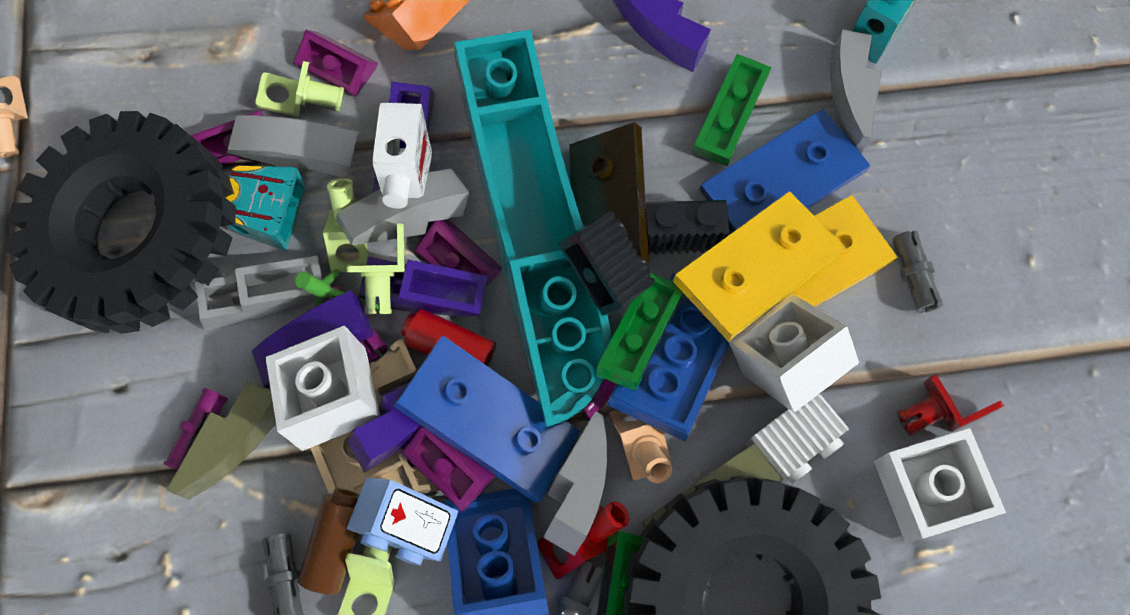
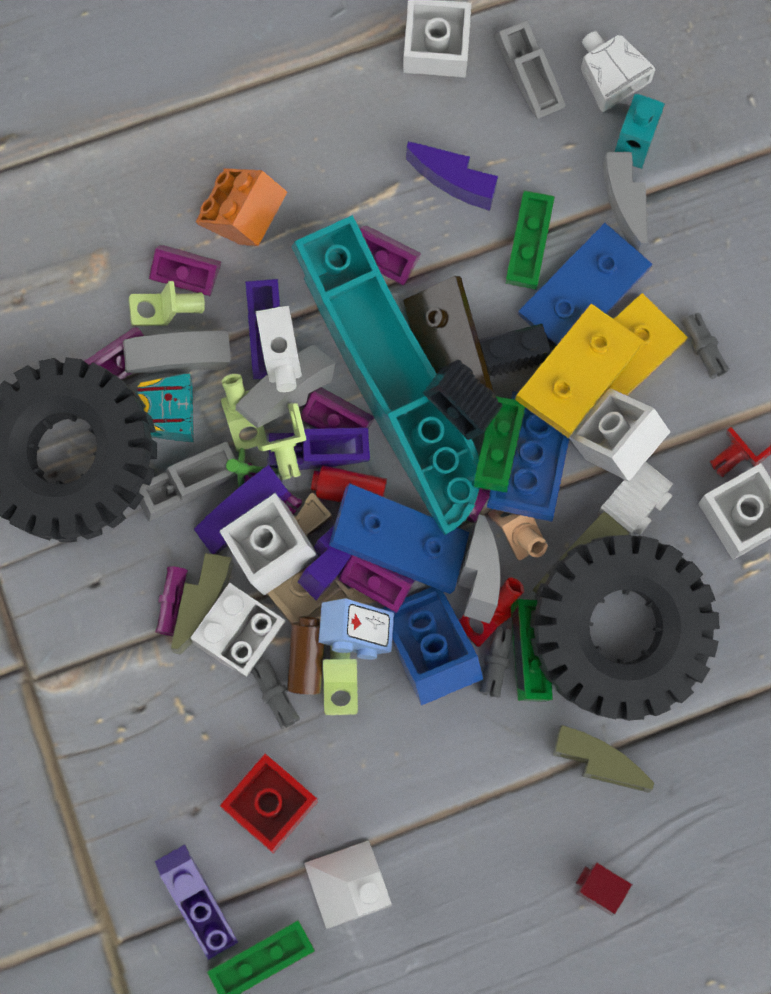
camera: 15 degrees left, 5 degrees up
(255, 486) = (237, 630): none -> white slope
(566, 94) = (391, 256): none -> magenta slope

